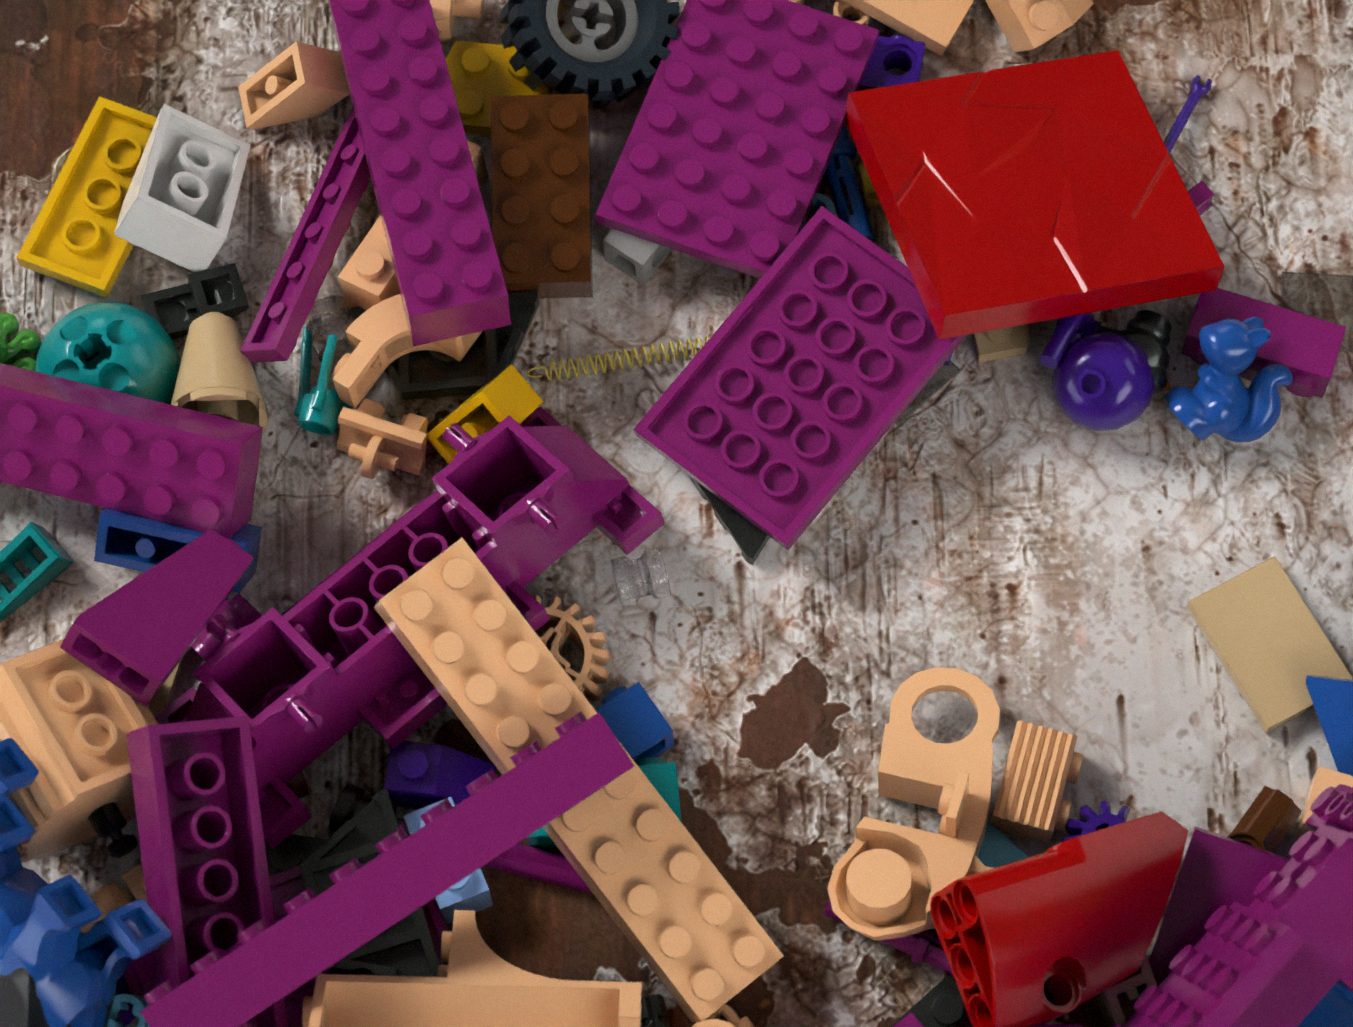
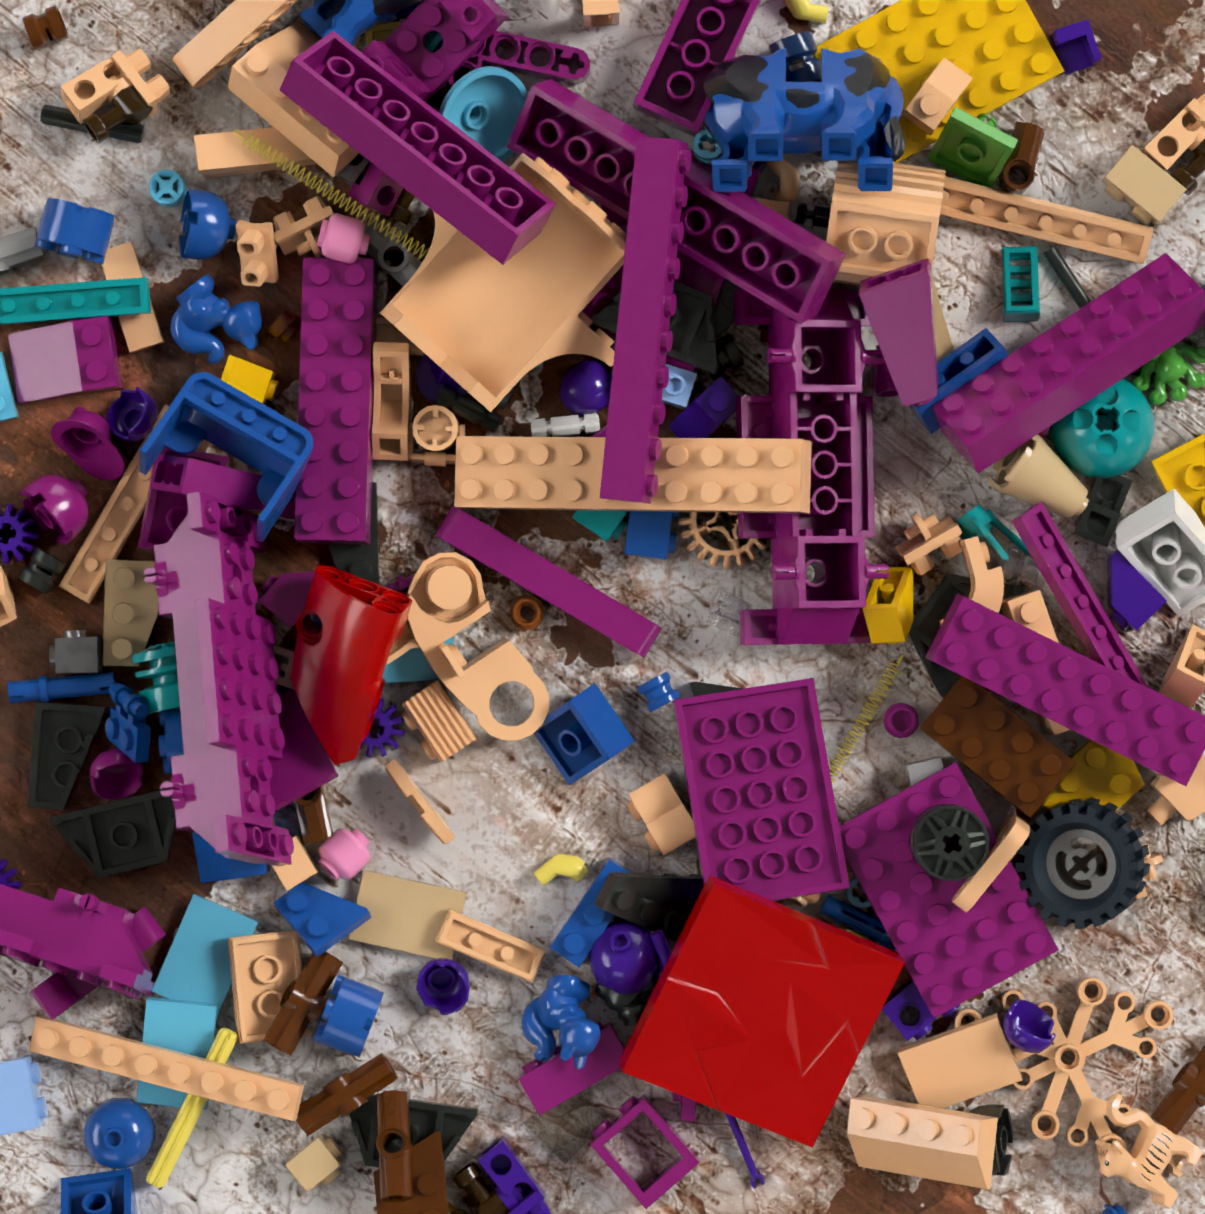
camera: 125 degrees right, 20 degrees up
(266, 203) = (1130, 594): none -> dark purple slope
(524, 933) = (586, 388): none -> dark purple hair
(585, 924) = (565, 425): none -> white axle
(600, 320) = (900, 720): none -> magenta plate
(632, 84) = (1009, 839): none -> light nougat beam
(690, 161) = (928, 847): none -> pearl dark grey wheel
(776, 798) = (548, 581): none -> magenta beam
(790, 580) = (658, 691): none -> blue wheel
(834, 778) = (518, 604): none -> dark orange plate
(907, 617) = (583, 734): none -> blue slope
(916, 470) = (662, 813): none -> light nougat brick
(1019, 397) = (651, 899): none -> pearl dark grey wing
(1066, 529) = (563, 865): none -> light yellow arm
(1084, 452) = (586, 921): none -> blue brick
(1139, 727) = (419, 801): none -> light nougat tile
(1220, 530) = (490, 945): none -> light nougat tile
(1270, 760) = (344, 854): none -> bright pink head
(1281, 164) = (664, 1180): none -> magenta window
(1307, 538) = (443, 985): none -> dark purple hair

